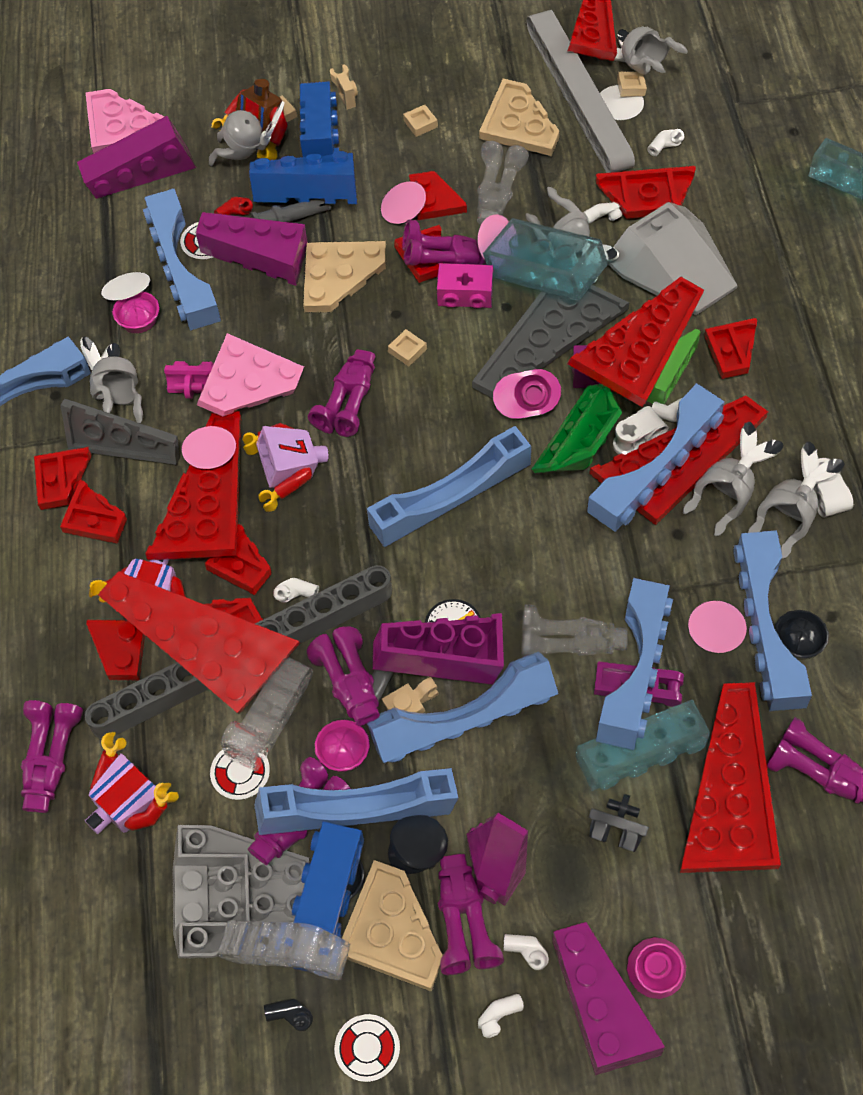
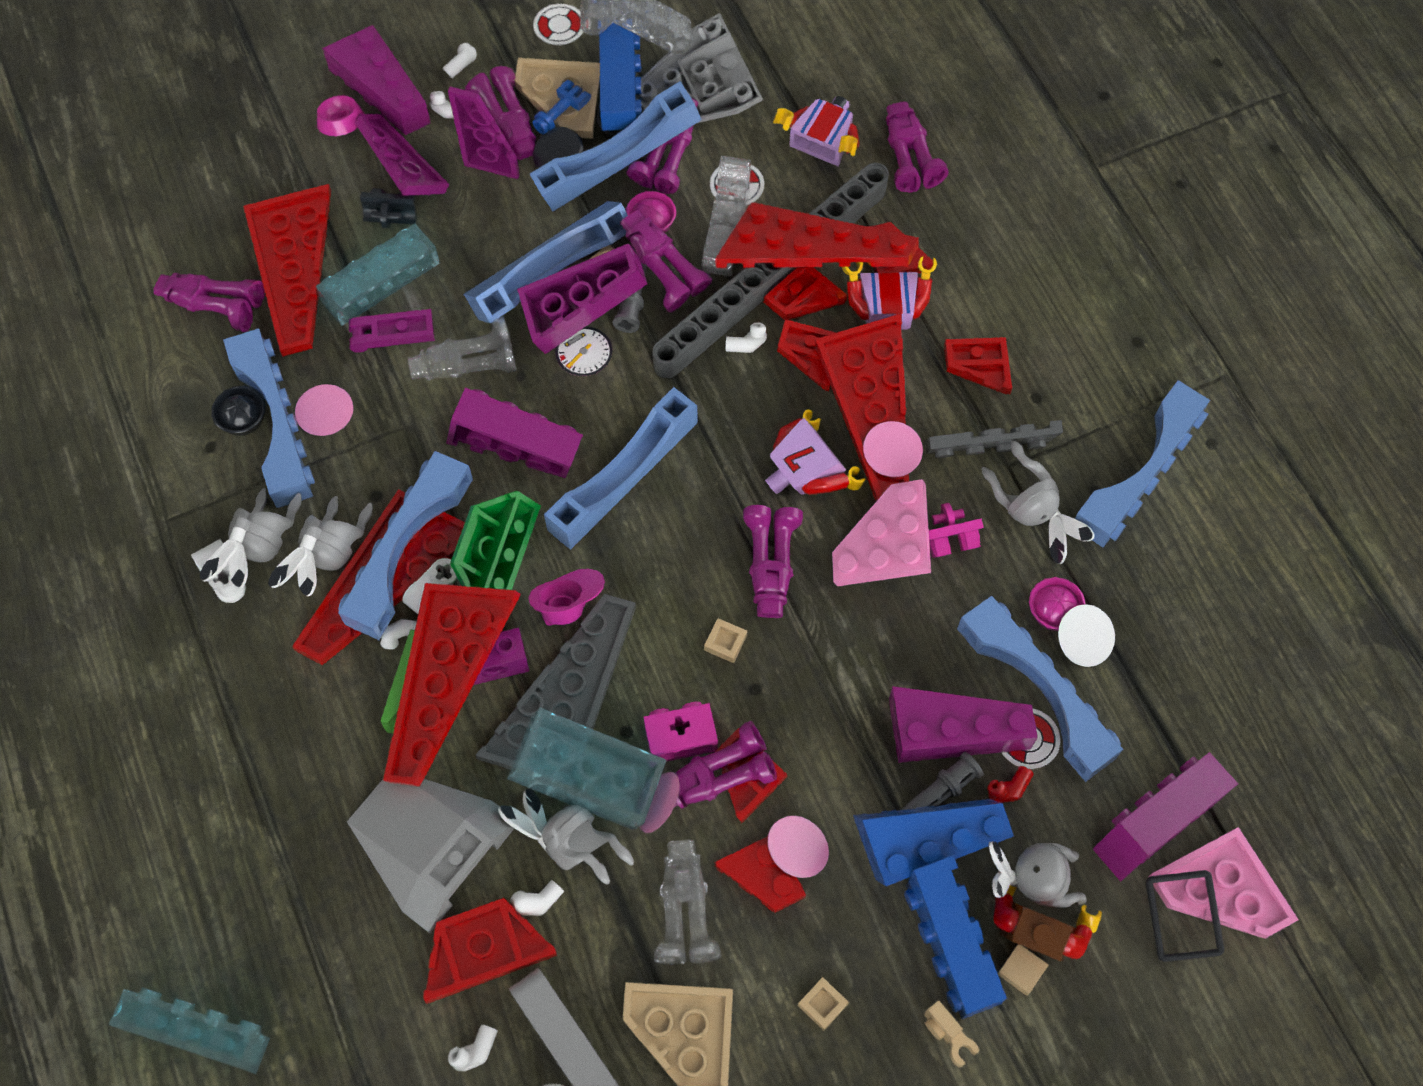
camera: 160 degrees right, 5 degrees up
(59, 475) = (1038, 392): red wing -> none
(147, 90) = (1213, 908): none -> black piece
(339, 270) = (843, 727): tan plate -> none
(387, 904) = (569, 96): none -> blue hinge
(544, 540) = (512, 433): none -> magenta wedge
(595, 878) = (403, 163): none -> magenta wing
(622, 709) = (395, 268): medium blue arch -> none
(732, 346) = (342, 730): red wing -> none

